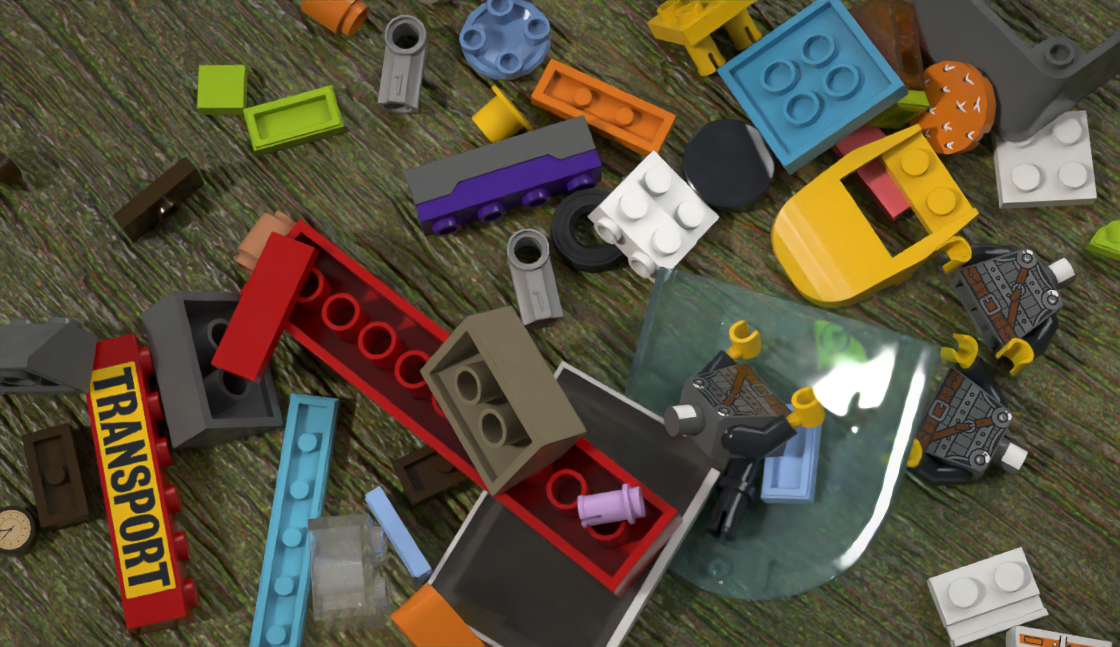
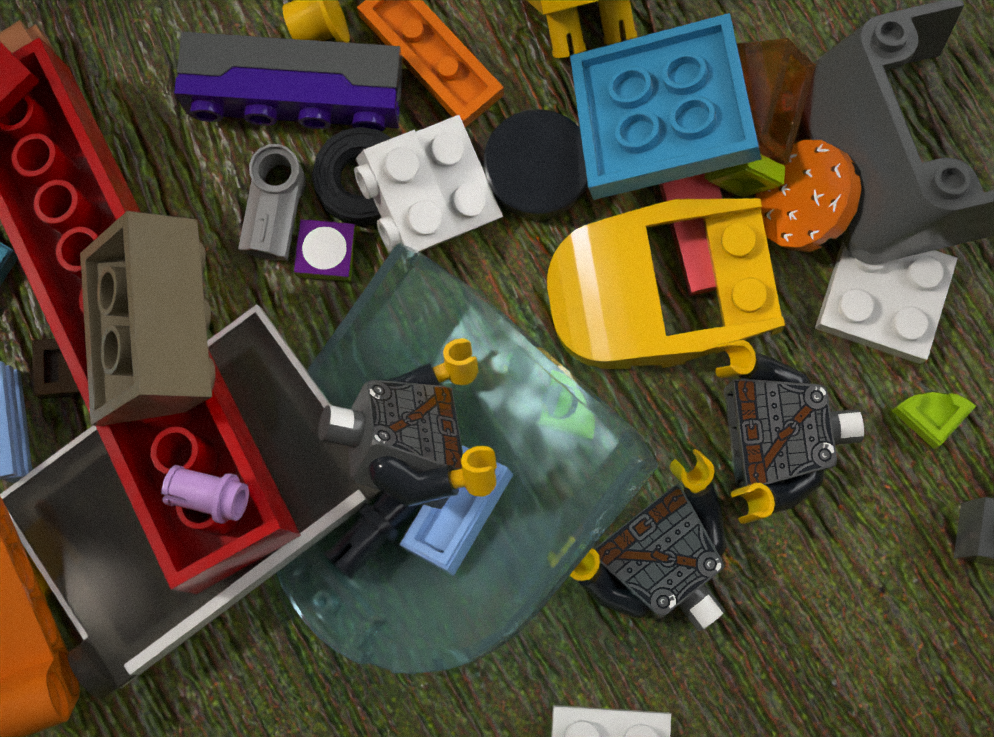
camera: 20 degrees right, 5 degrees up
(589, 300) = (325, 250): none -> tile

